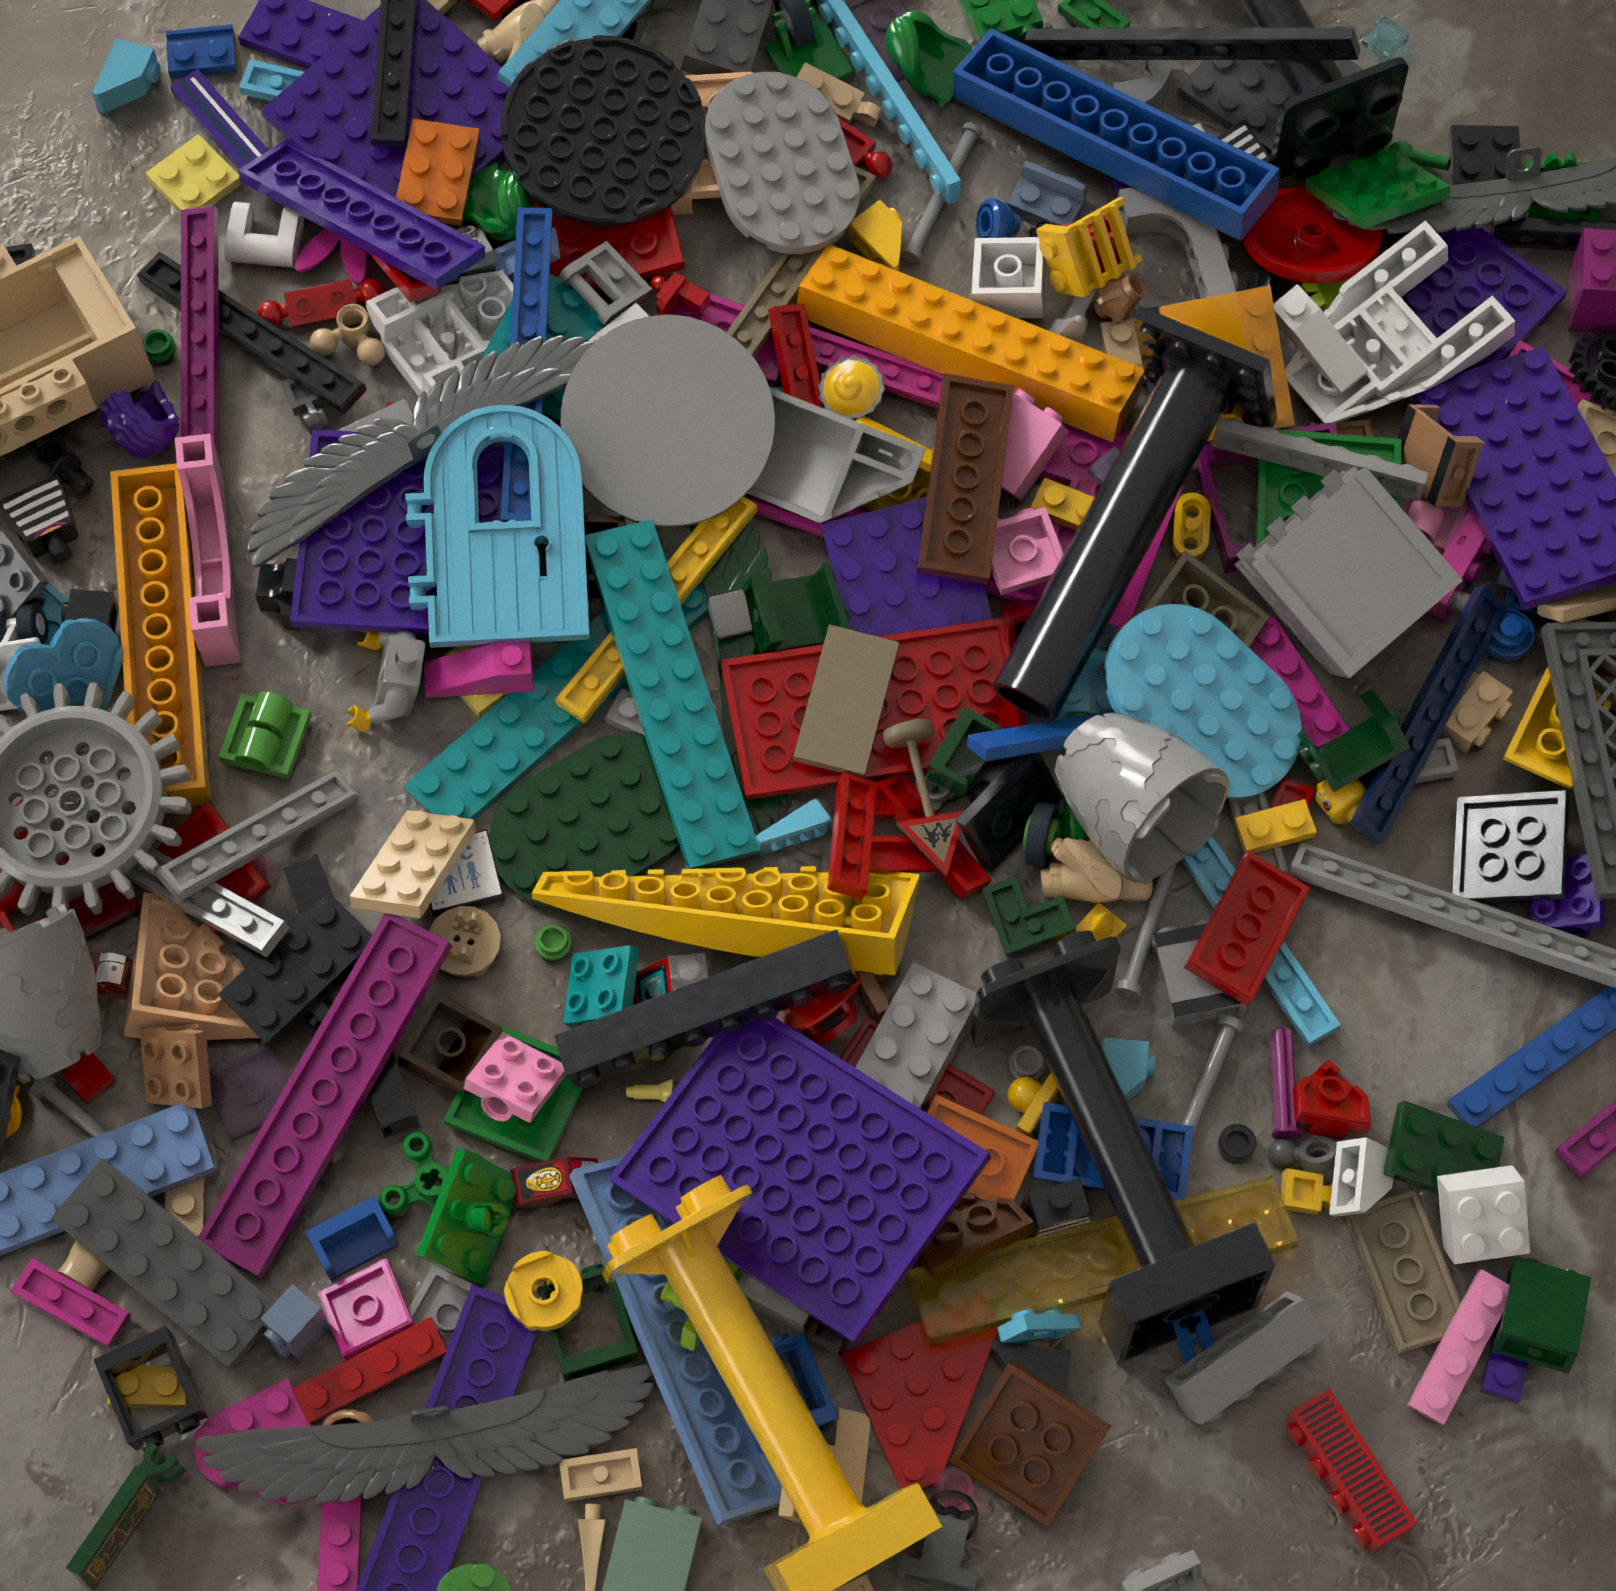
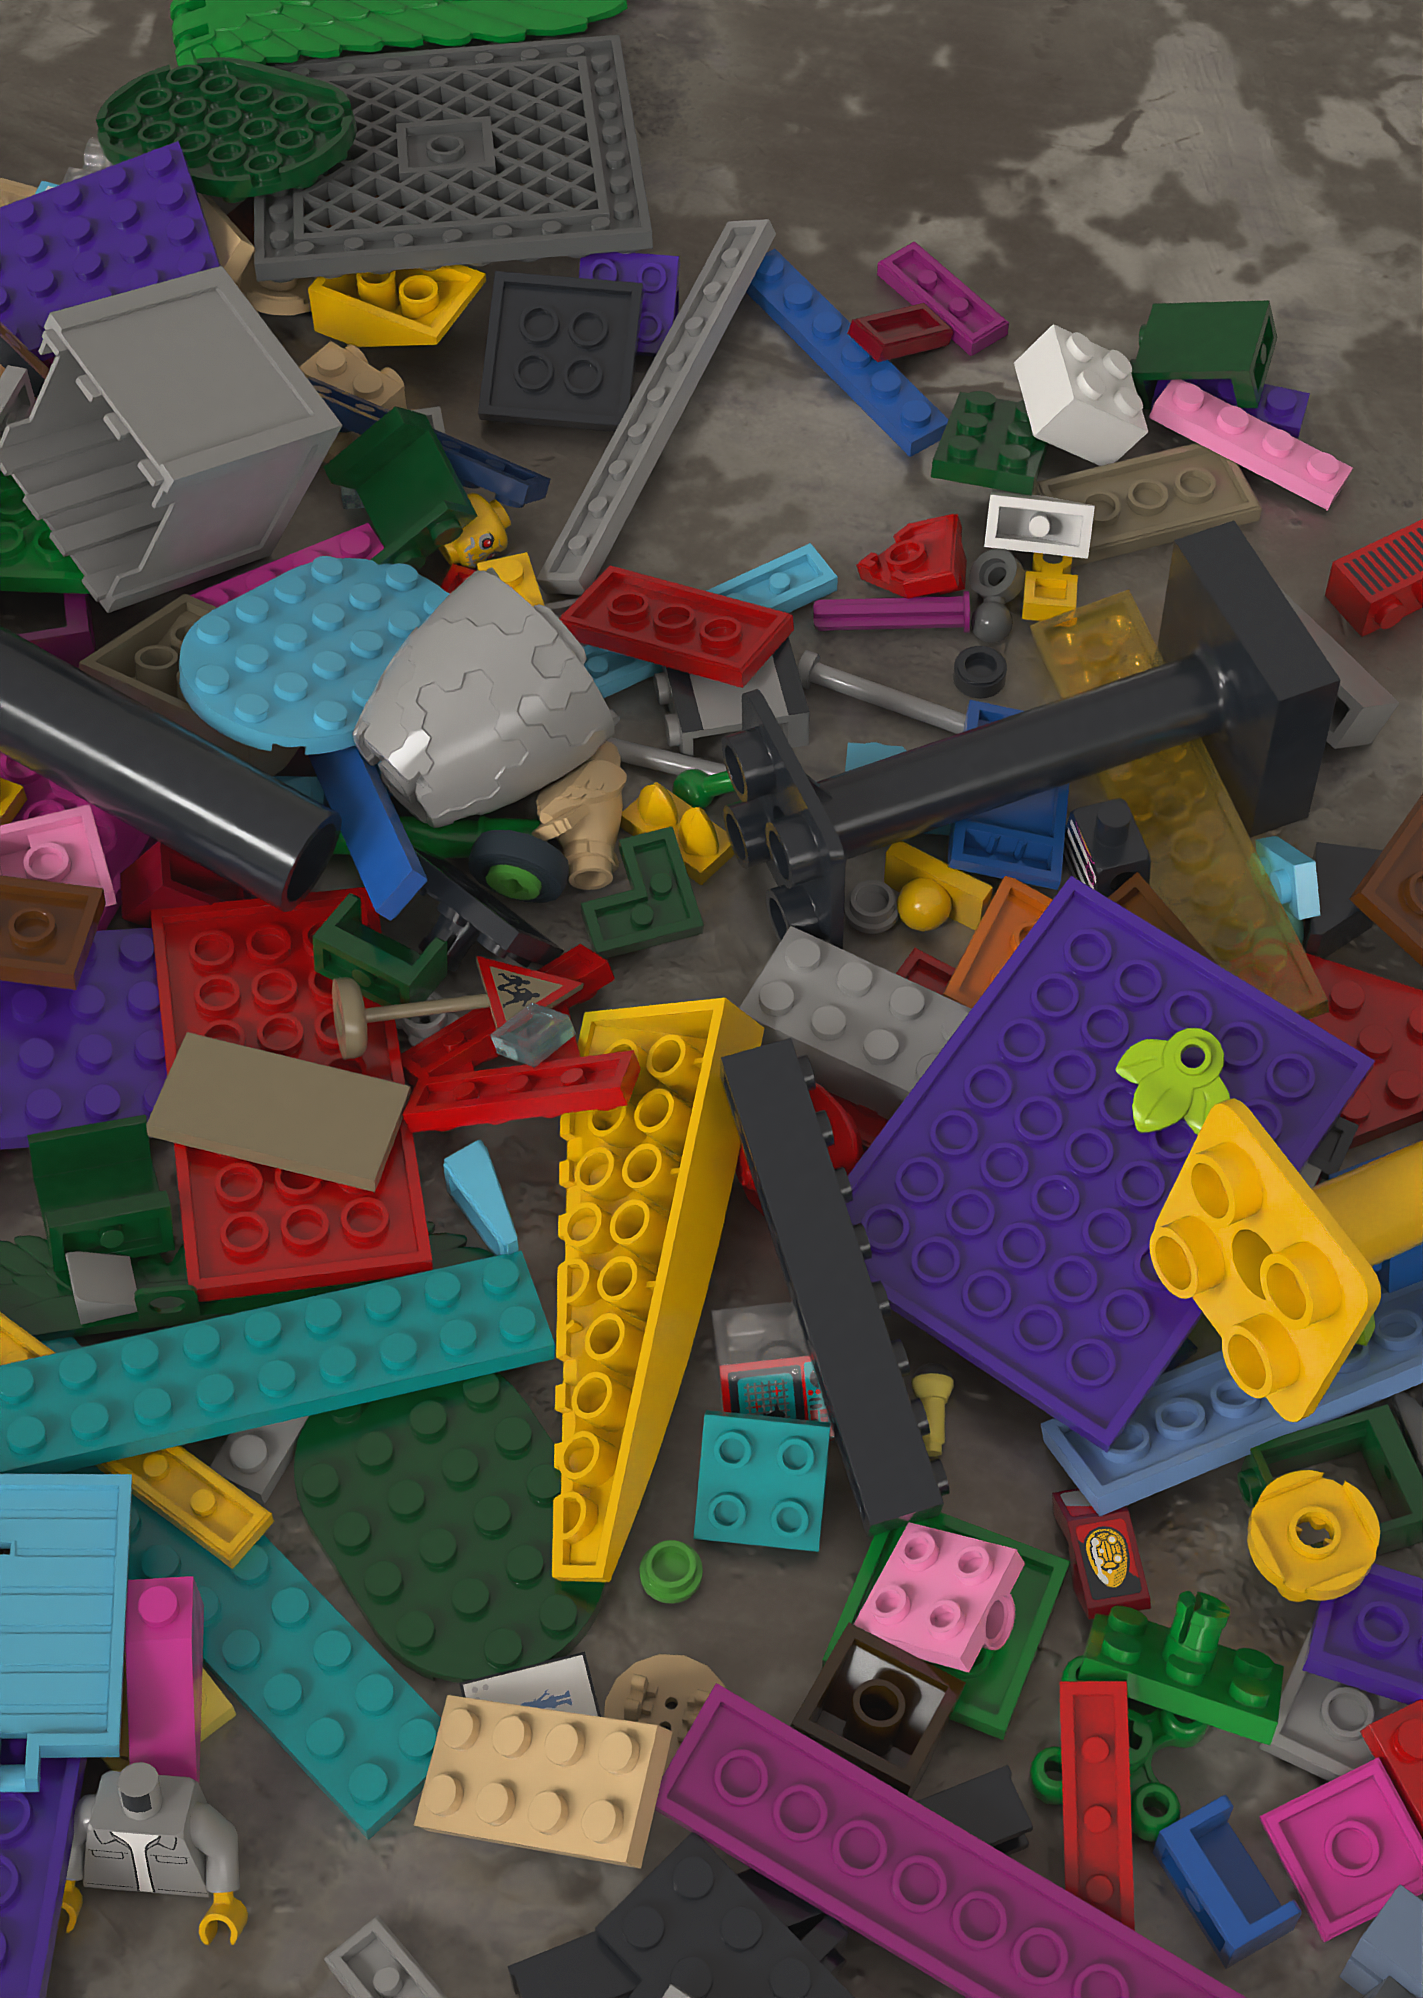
camera: 90 degrees left, 10 degrees down
(389, 1161) = (1097, 1796): none -> red plate
(830, 1211) = (1168, 1087): none -> lime plate
(894, 840) = (533, 1034): none -> clear light blue tile
(1127, 952) = (699, 788): none -> green bar
(1560, 1094) = (900, 332): none -> dark red tile

